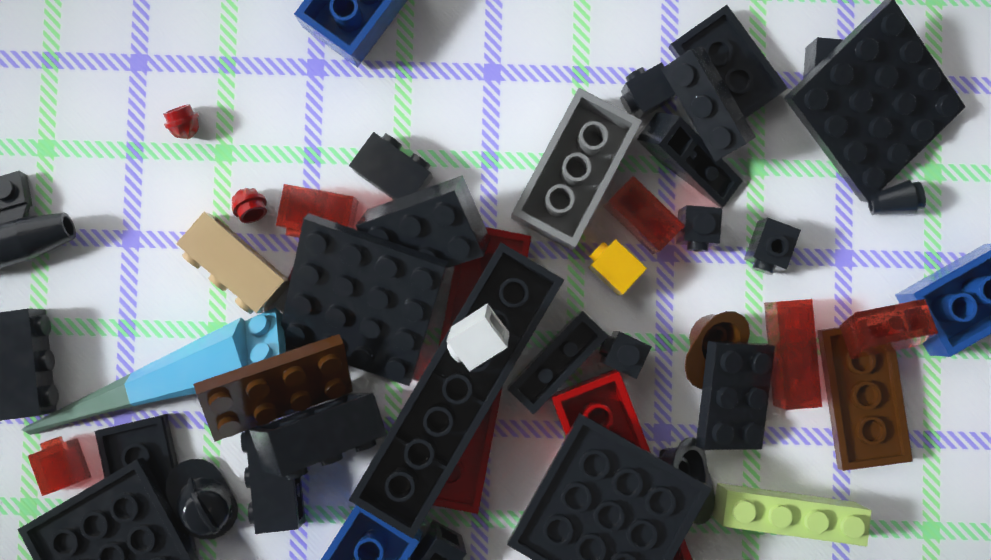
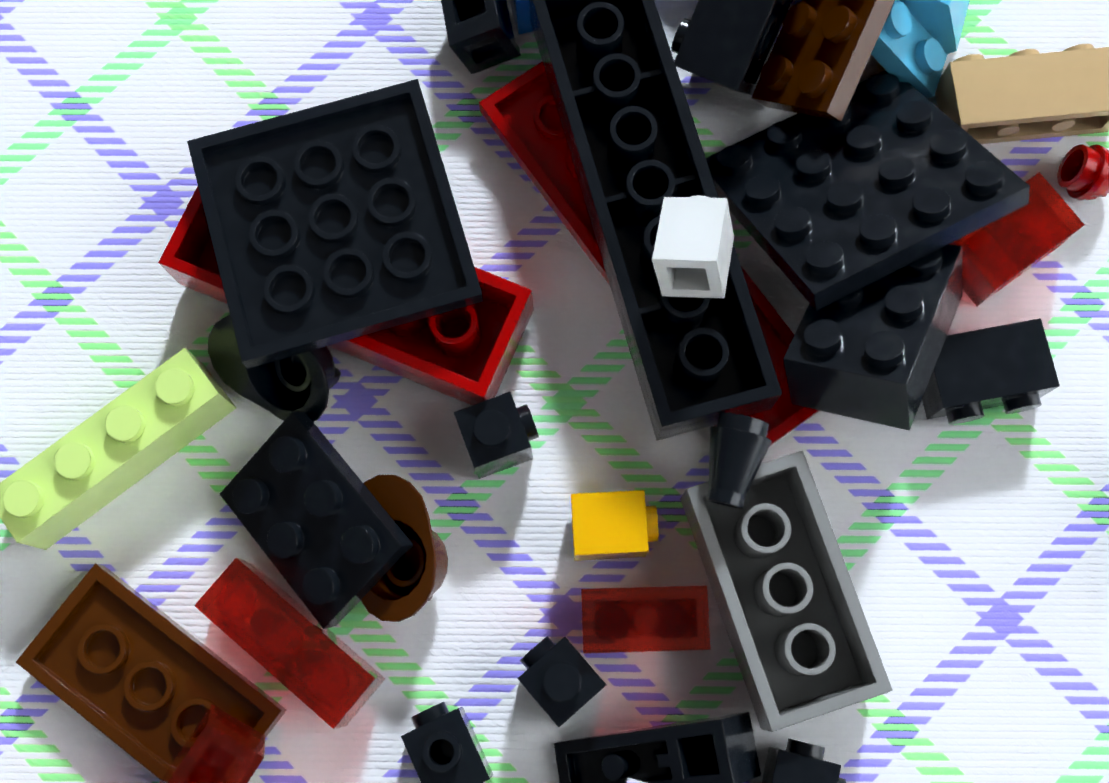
camera: 140 degrees right, 10 degrees down
(545, 237) = (735, 457): none -> black cone
(557, 361) = (565, 344): black brick -> none

